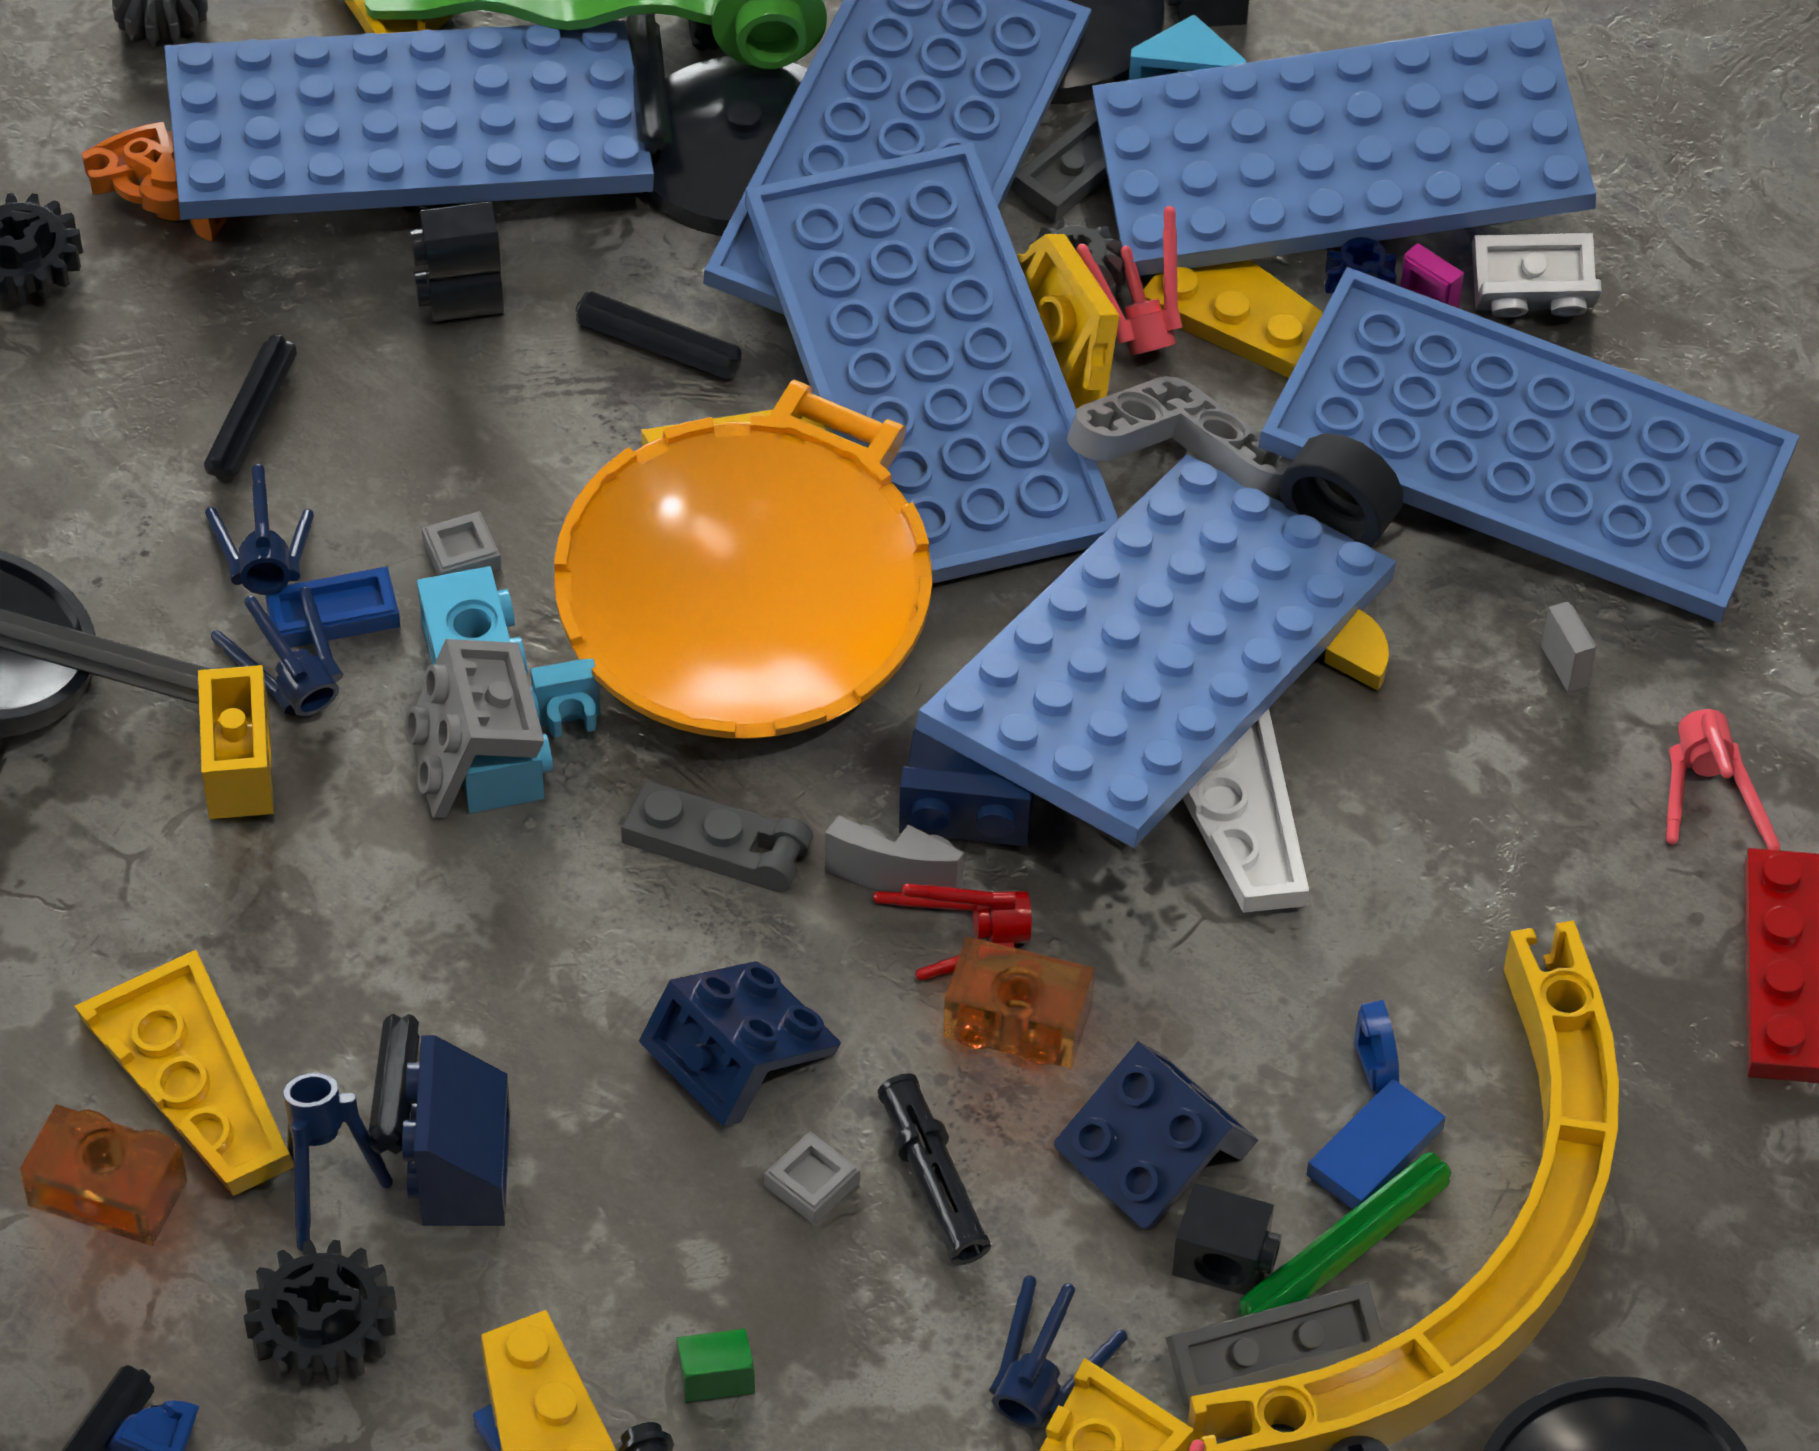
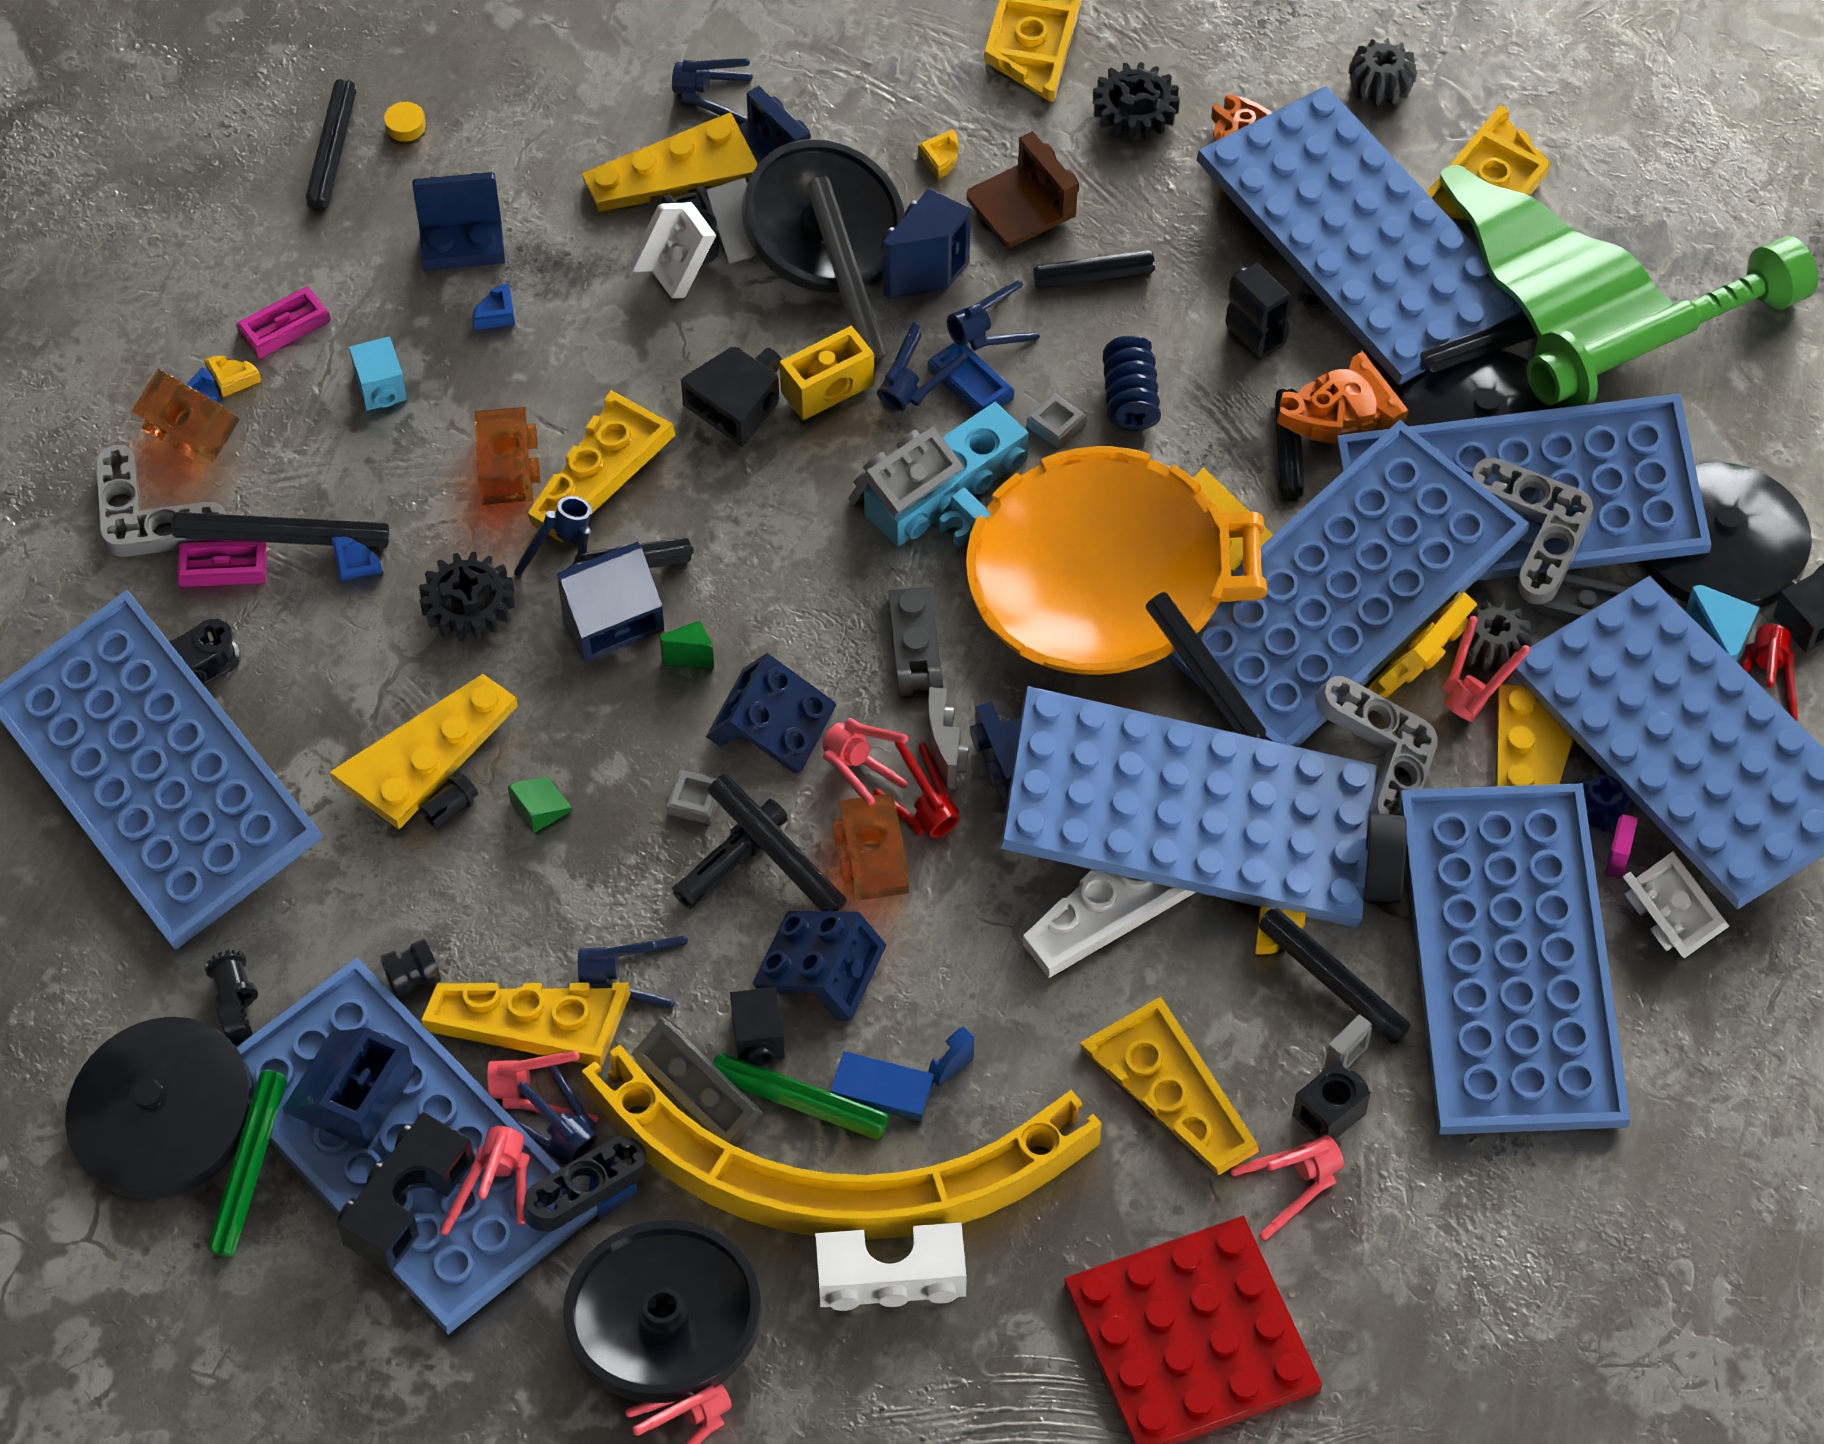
camera: 65 degrees right, 5 degrees up
(84, 417) = (1027, 196): none -> reddish brown bracket
(107, 544) = (926, 246): none -> dark blue slope
(186, 863) = (734, 391): none -> black torso
(470, 444) = (1131, 383): none -> dark blue piece
(579, 1080) = (687, 647): none -> green slope
(650, 249) = (1342, 403): none -> orange piece
(852, 966) = (848, 746): none -> coral plant
(965, 1100) = (776, 844): none -> black axle
(971, 125) = (1555, 522): none -> light grey beam
(977, 534) = (1204, 666): none -> black axle
(1248, 37) = (1771, 653): none -> red plant
(1458, 618) = (1334, 975): none -> black axle
(1520, 841) = (1167, 1076): none -> yellow wing
(1640, 696) = (1325, 1118): none -> black brick
(1640, 1281) = (853, 1277): none -> white arch

